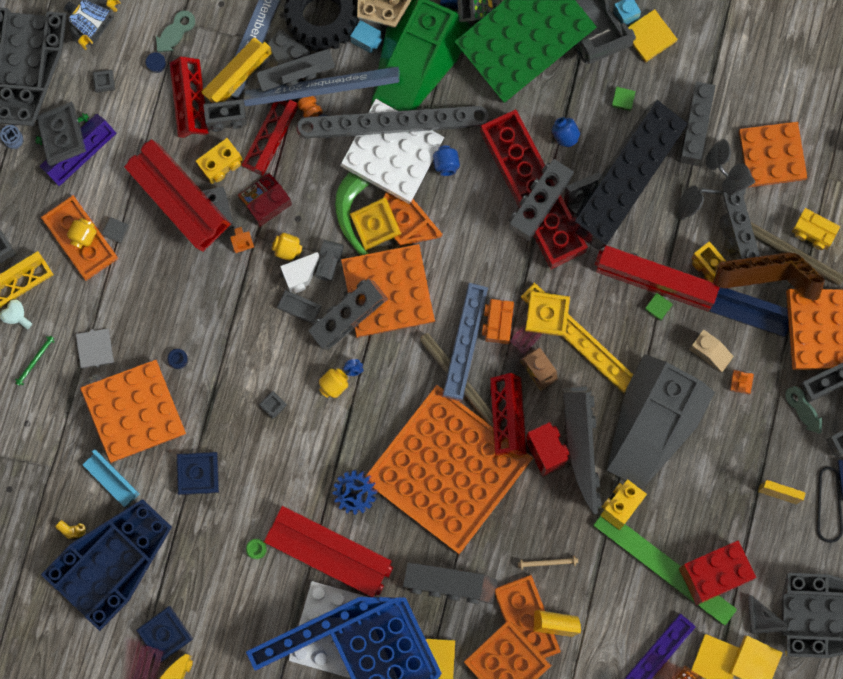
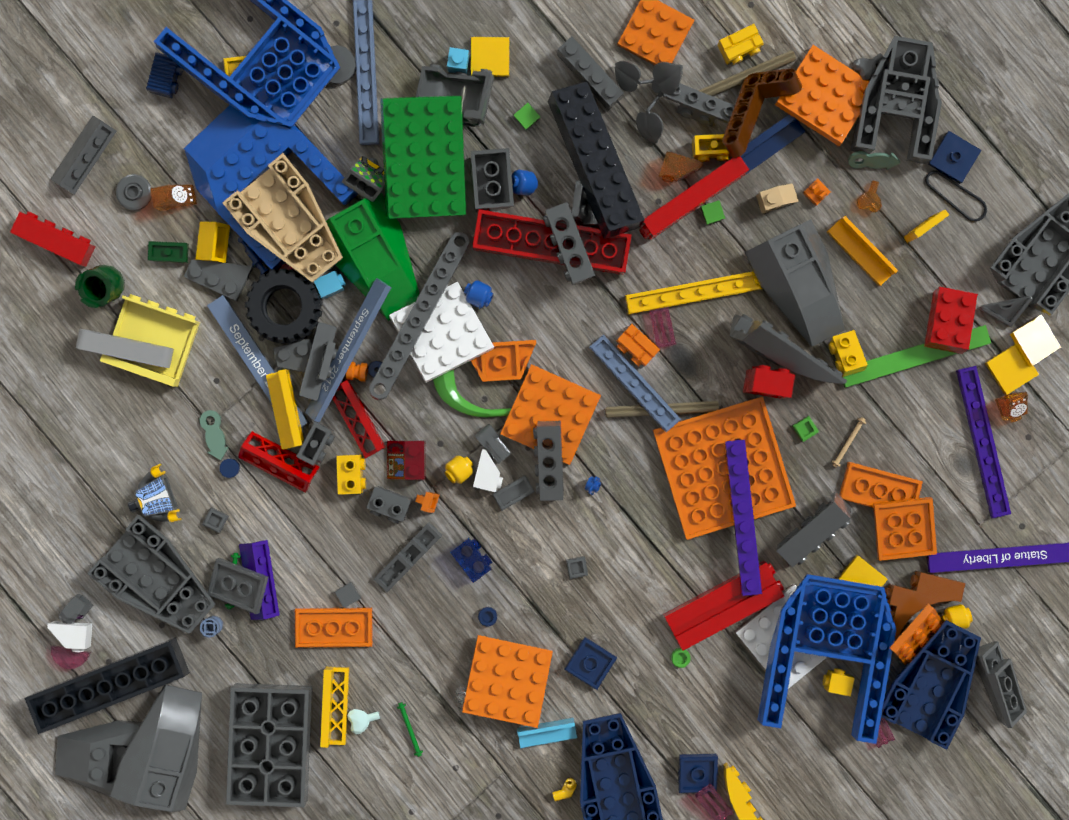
camera: 60 degrees left, 10 degrees up
(81, 233) = (333, 625): yellow head -> none
(94, 348) = (432, 675): light grey piece -> none
(177, 195) = (356, 528): red brick -> none
(182, 257) = (408, 557): none -> dark grey slope
(212, 309) = (467, 562): none -> clear blue brick
(333, 383) = (594, 509): yellow head -> none
(357, 499) = (692, 552): blue gear -> none
(375, 223) = (490, 386): yellow tile -> none
(415, 512) = (743, 517): none -> dark purple plate
(515, 415) = (721, 387): red fence -> none
(532, 516) = (805, 428): none -> bright green tile
(539, 368) = (695, 341): medium nougat torso -> none
(547, 313) = (658, 303): yellow tile -> none
(548, 103) = (492, 179): none -> dark grey slope
(556, 623) = (901, 469): yellow brick -> none
(673, 250) = (677, 167): none -> clear orange slope
(719, 455) = (862, 251): none -> light orange panel
(769, 432) = (870, 199): none -> clear orange rock

